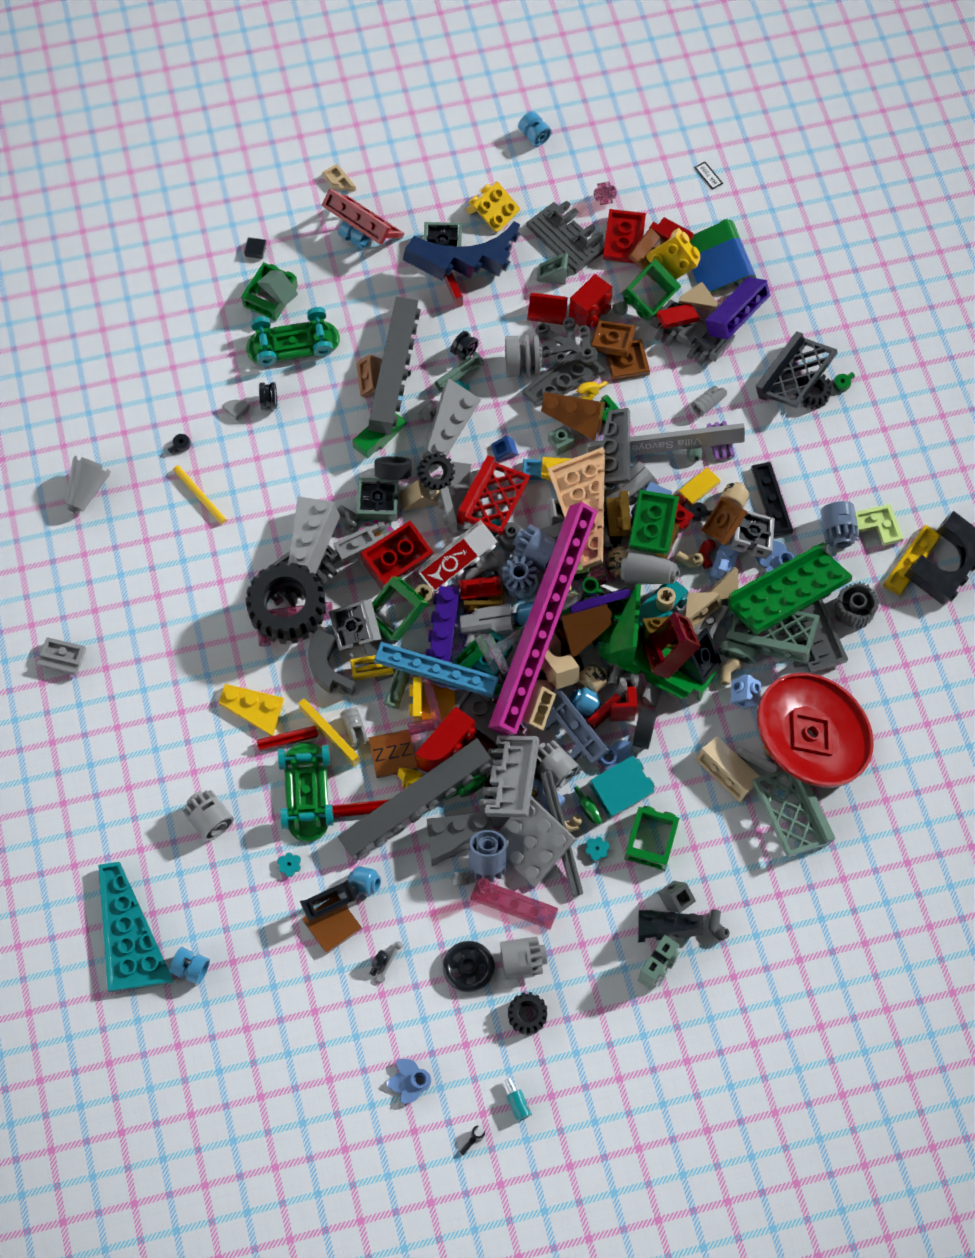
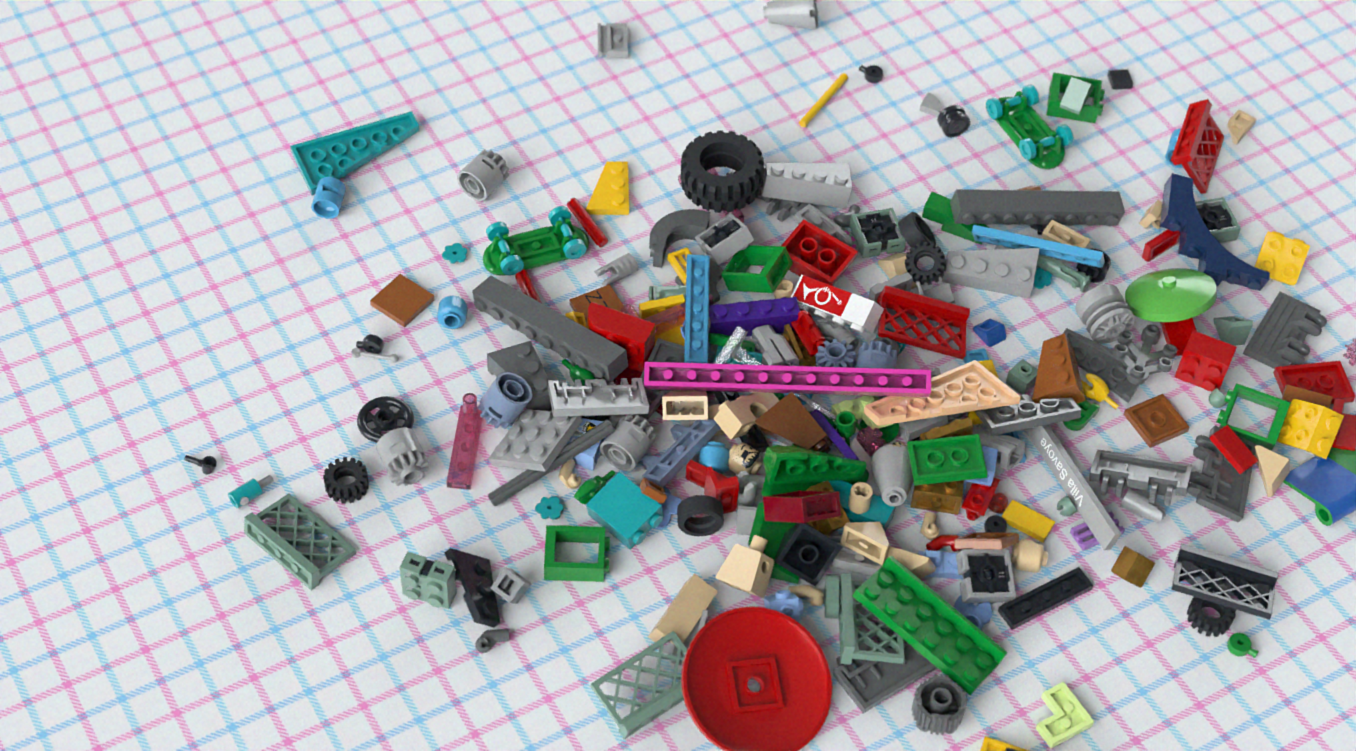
camera: 70 degrees right, 15 degrees down
(331, 735) = (602, 250): yellow tile -> none
(335, 908) = (426, 300): black window -> none
(405, 1080) = (253, 395): medium blue plate -> none
(420, 281) = (1152, 215): none -> tan tile
(435, 357) = (1059, 233): none -> tan slope
(442, 378) = (1047, 248): none -> dark azure tile
(459, 879) = (477, 389): light grey plate -> none
(516, 300) = (1171, 295): none -> bright green dish
(593, 1079) = (281, 549): none -> sand green fence
(613, 338) = (1174, 398): dark orange tile -> none
(616, 758) = (653, 490): none -> dark orange tile
(685, 385) = (1139, 474): none -> dark grey hinge
(708, 705) = (747, 568): none -> tan torso
(738, 308) = (1276, 505): dark purple brick -> none
(761, 427) = (1132, 567): none -> pearl gold panel
(839, 524) = (1038, 666): sand blue gear -> none

